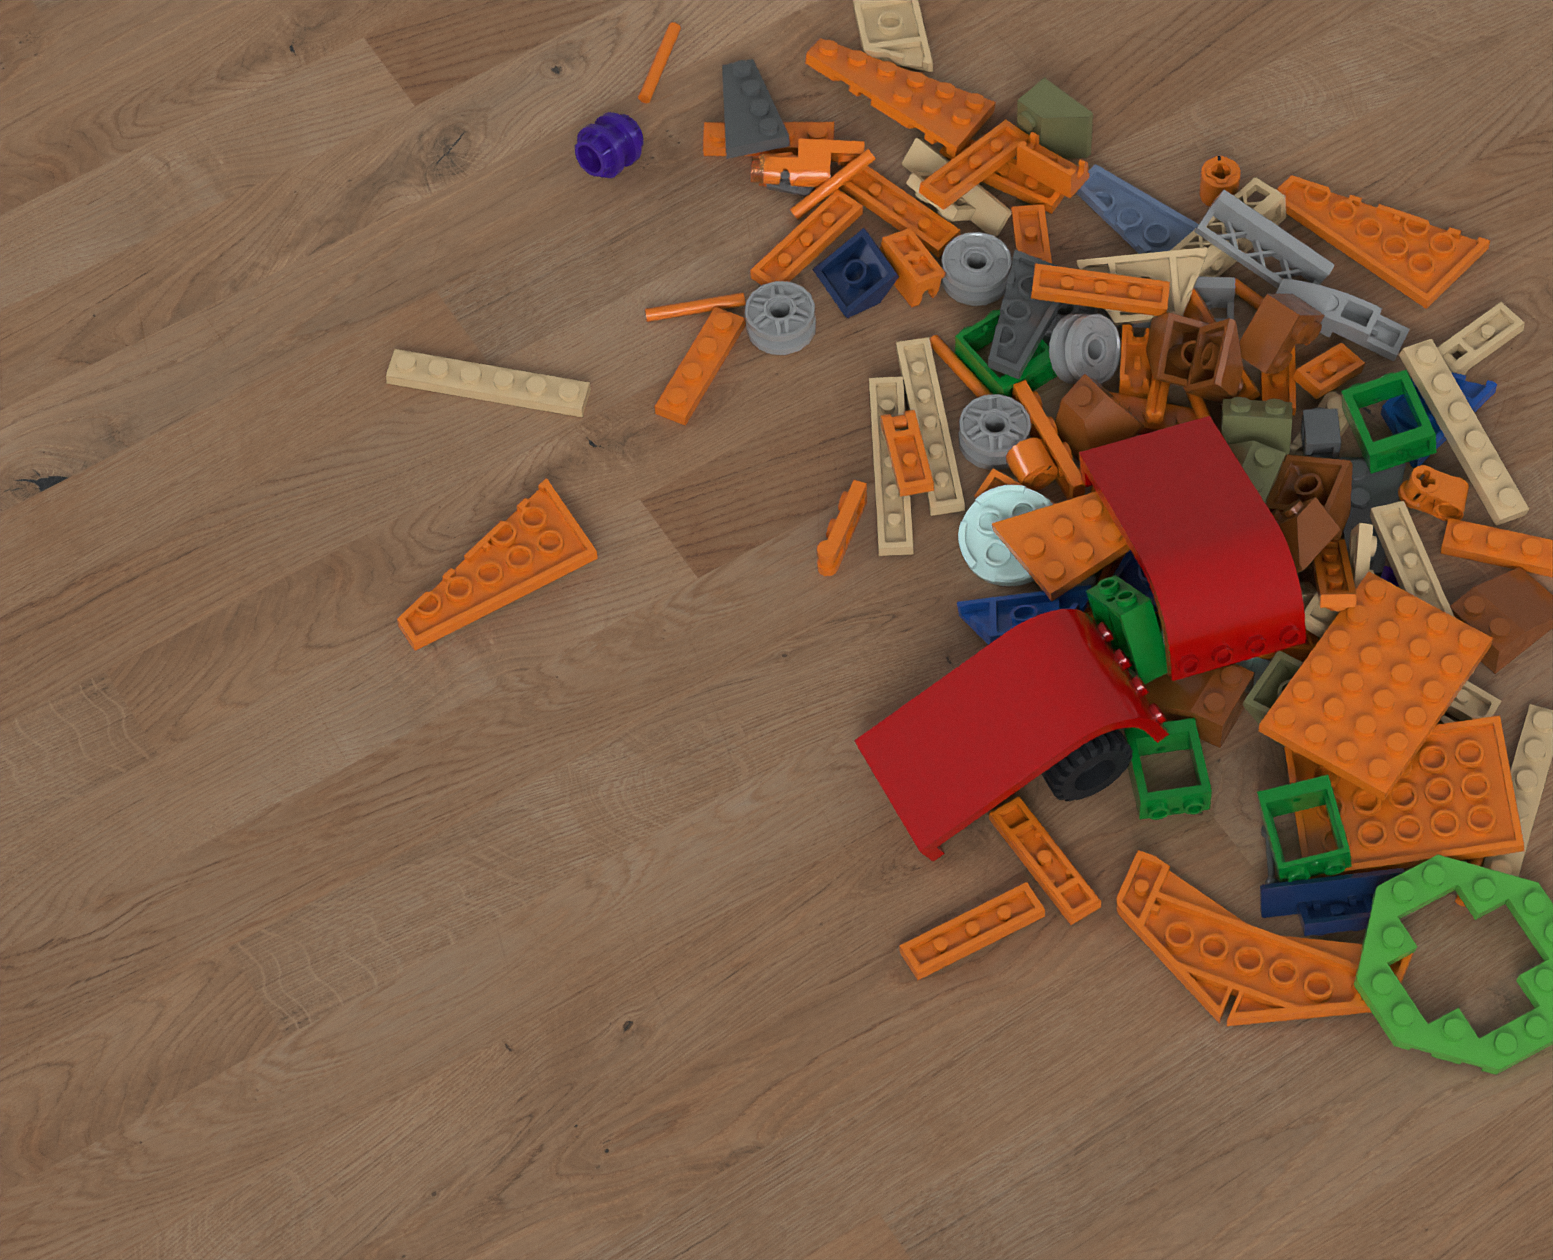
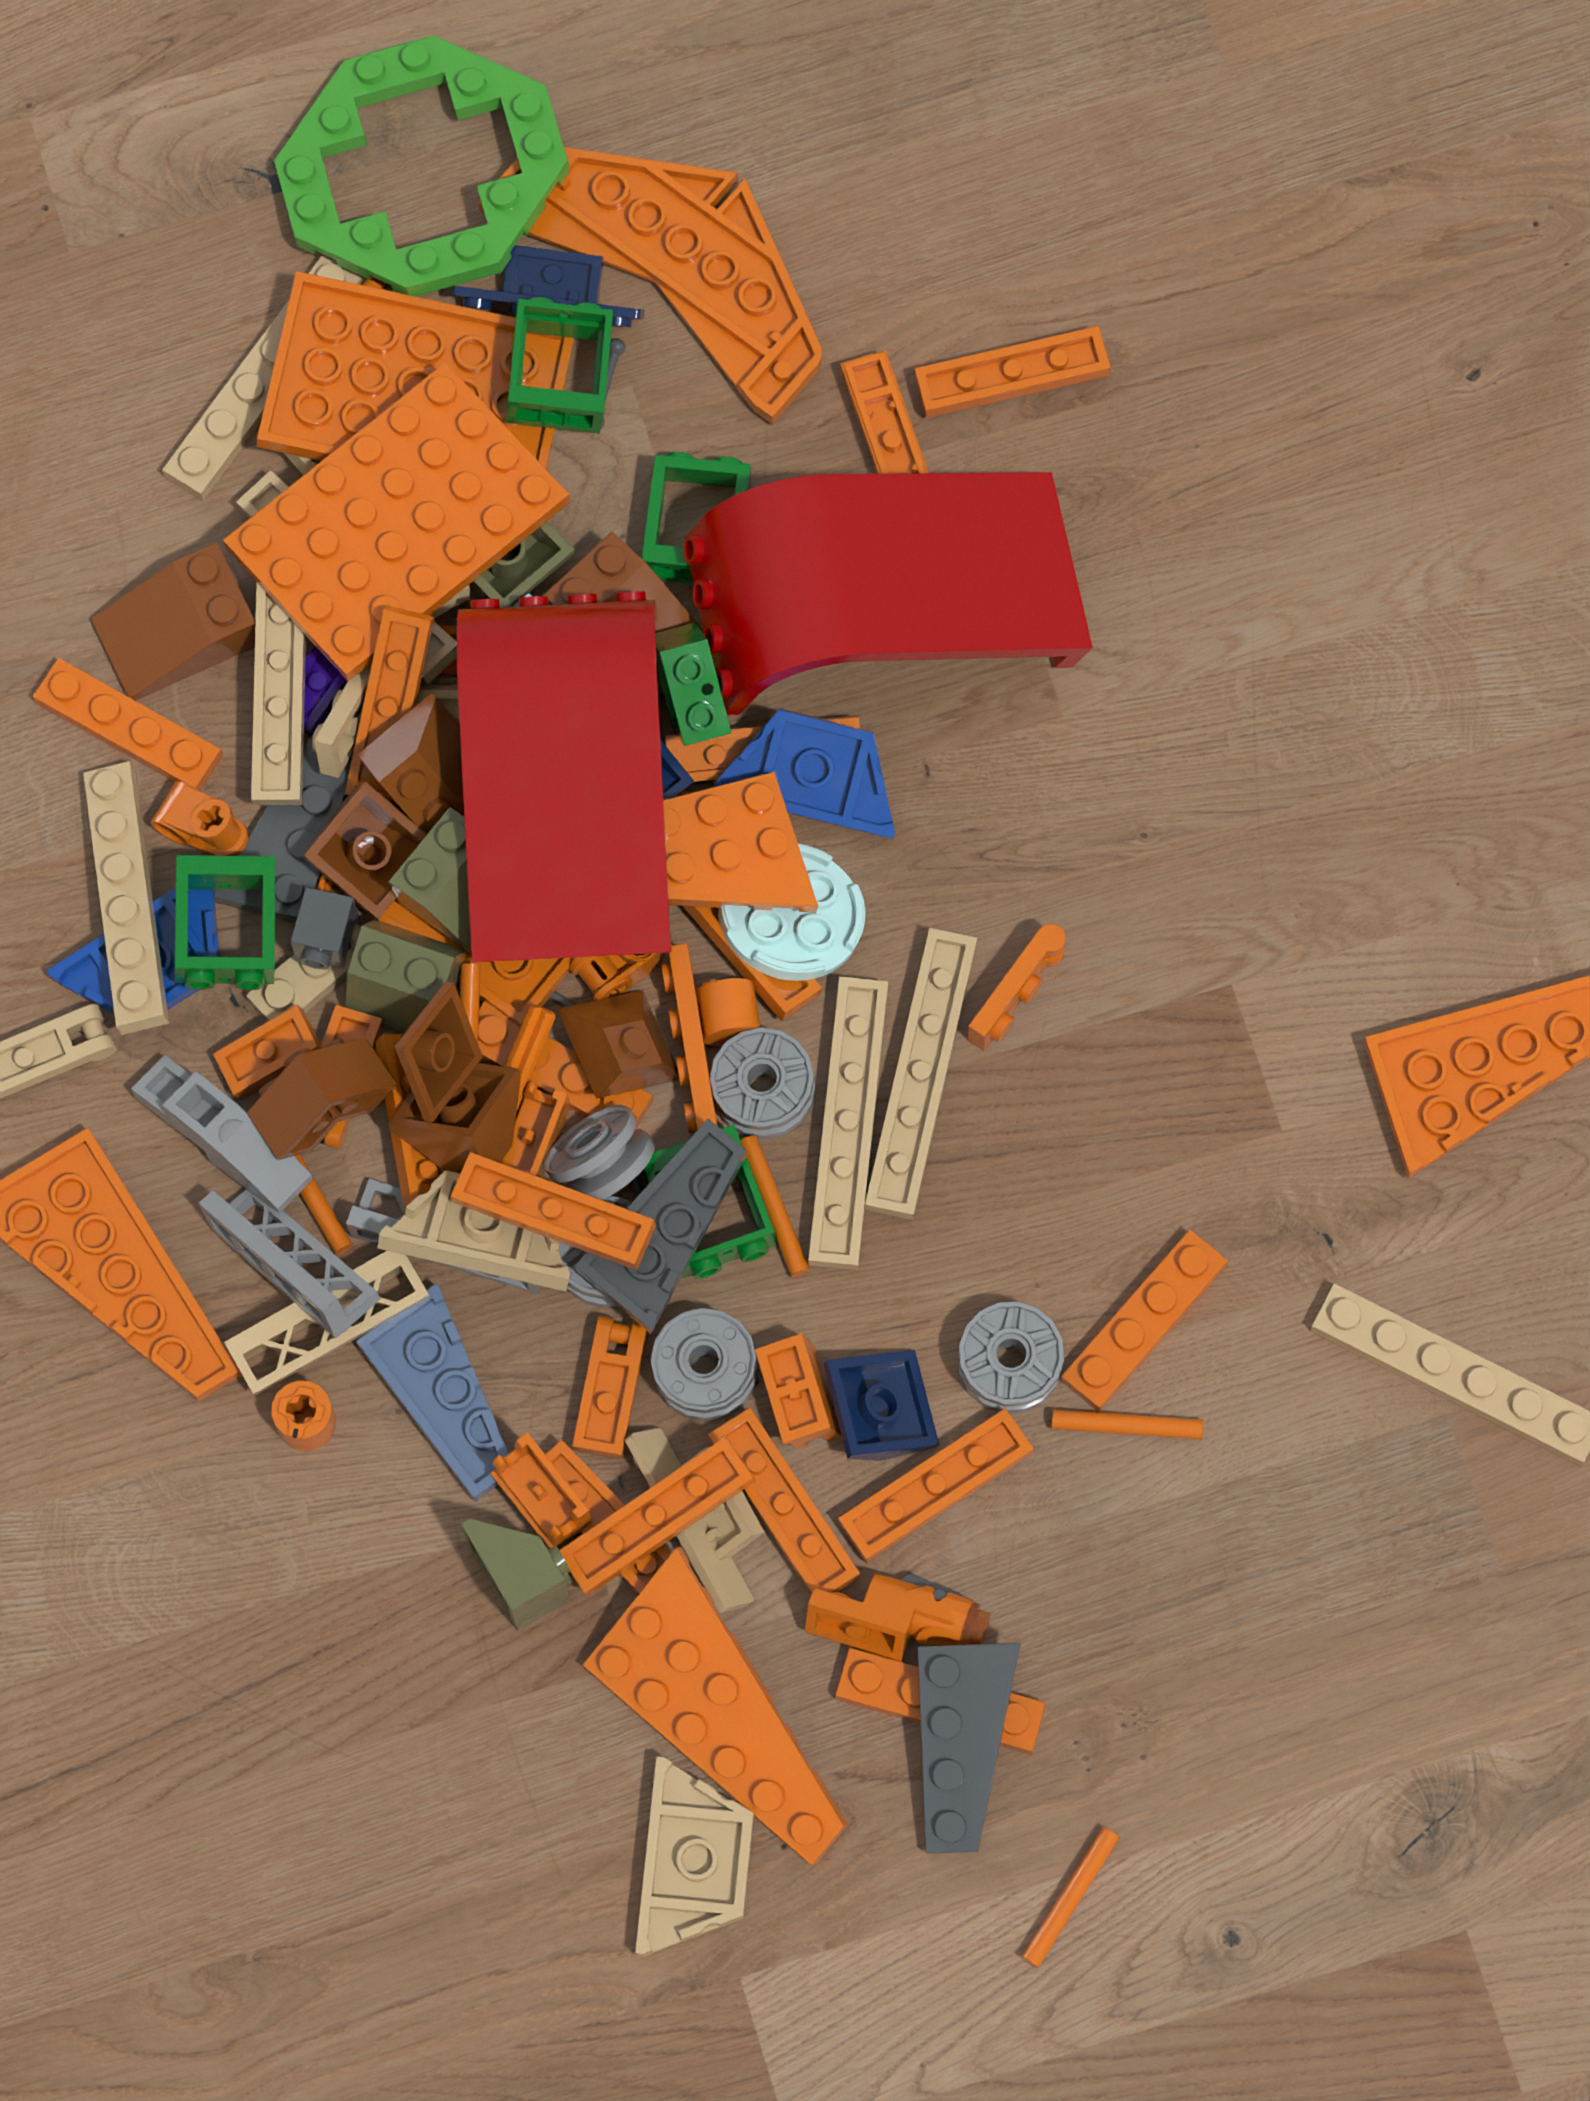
camera: 165 degrees left, 15 degrees up
(609, 145) = (1189, 1730): dark purple piece -> none
(832, 184) = (871, 1564): orange bar -> none
(907, 453) = (898, 1059): orange plate -> none

